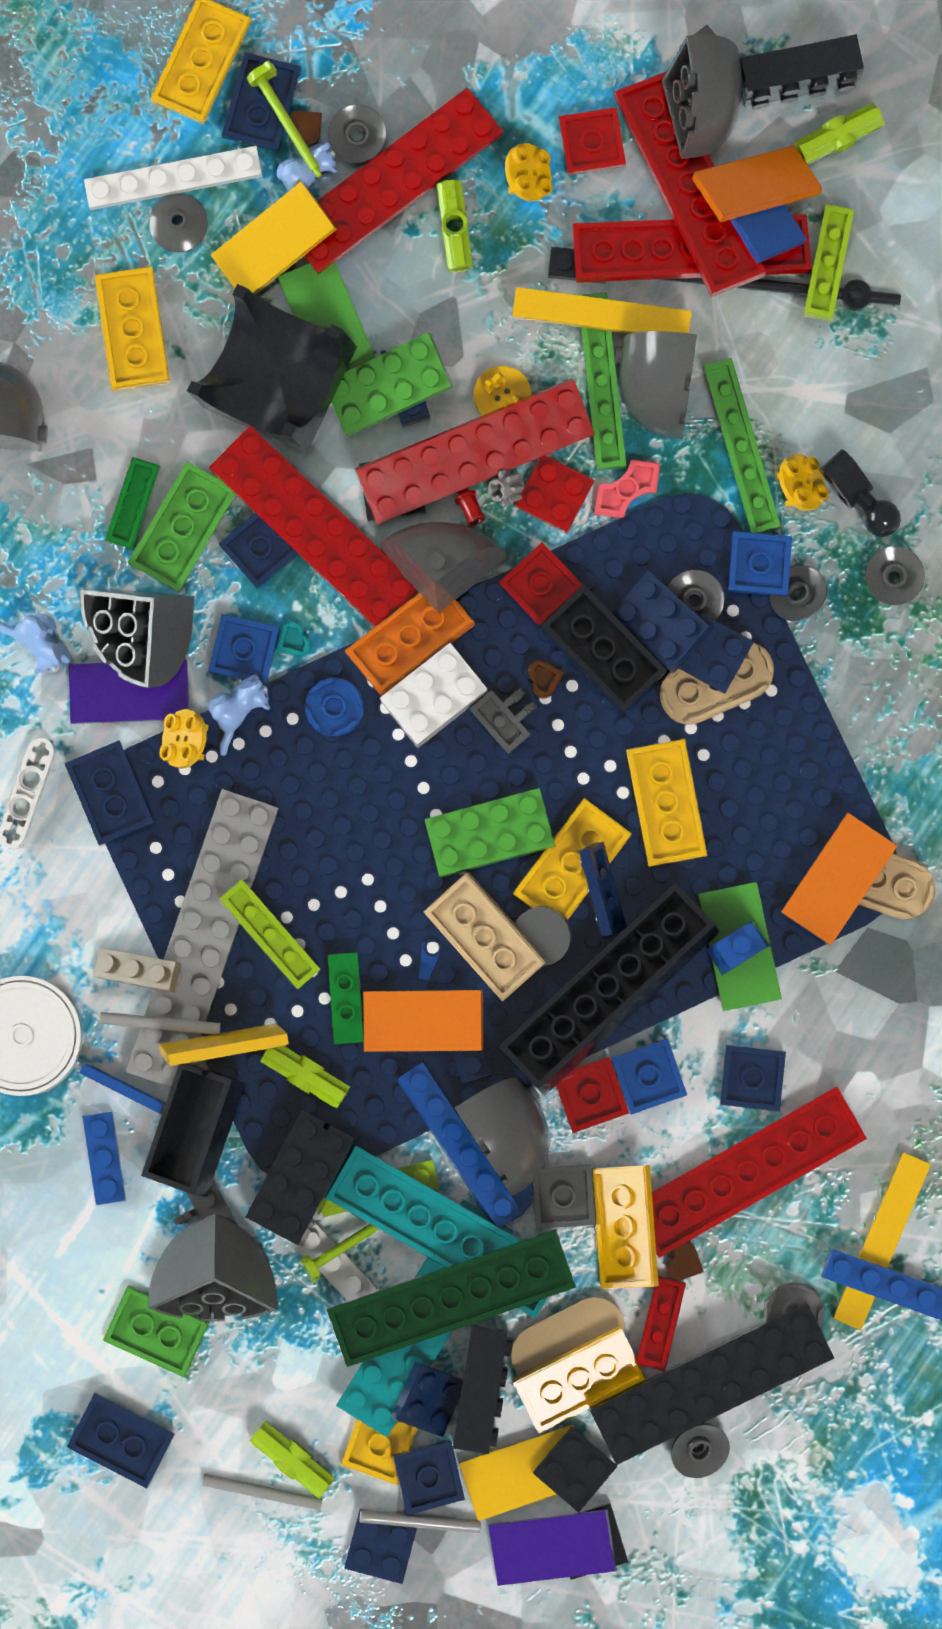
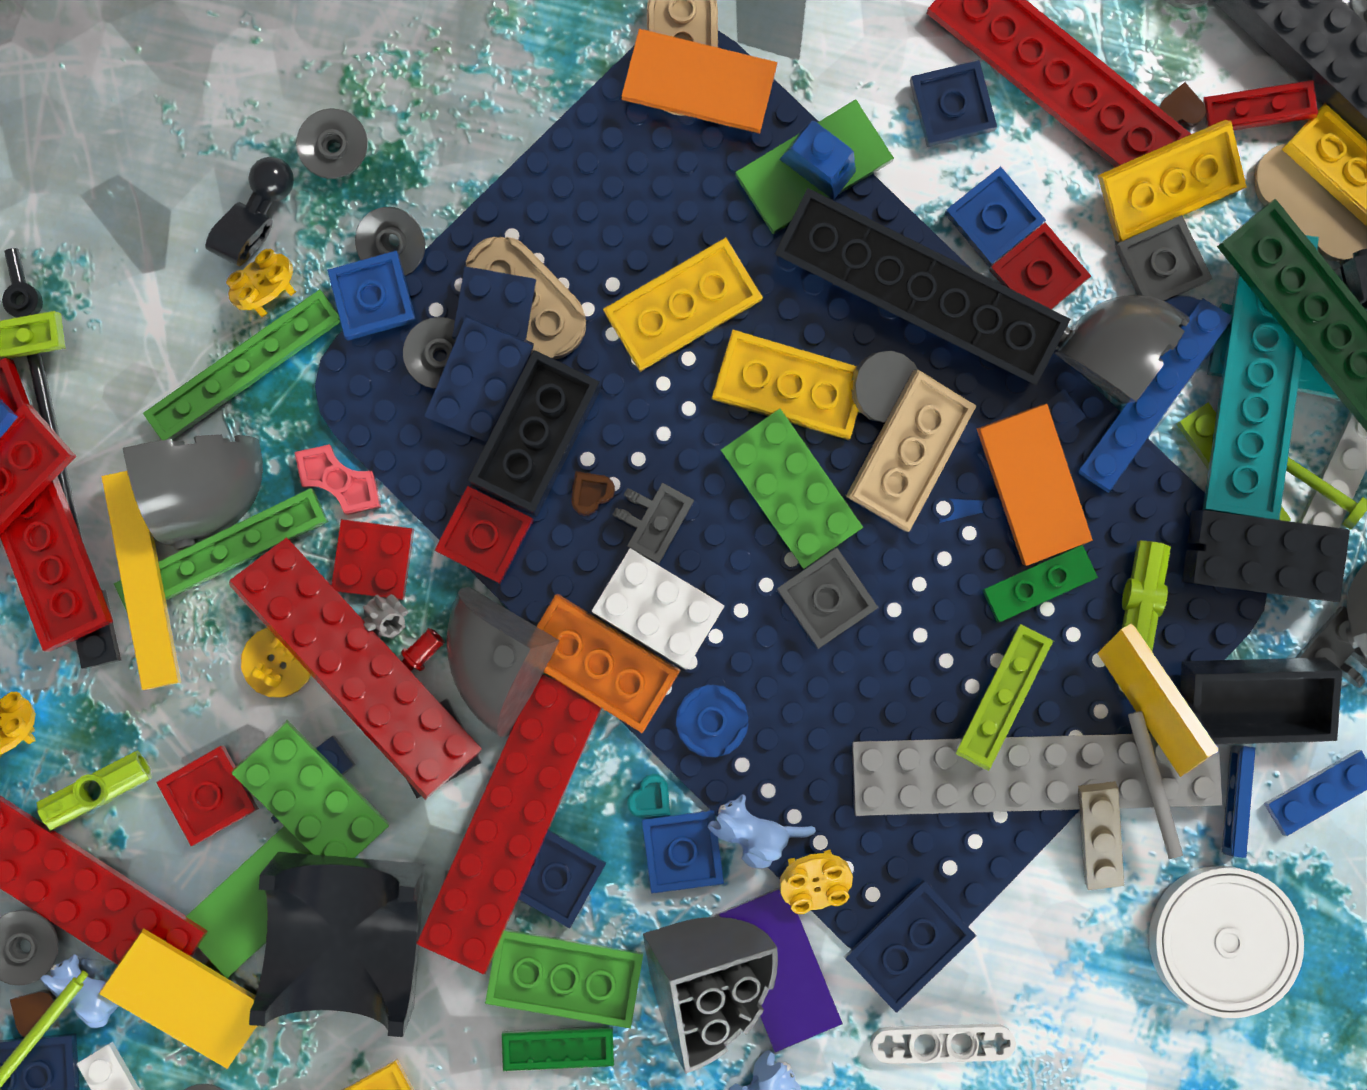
camera: 120 degrees left, 0 degrees up
(395, 828) = (827, 598): none -> dark grey plate
(419, 307) = (206, 796): none -> red plate
(602, 888) = (809, 336): dark blue plate -> none

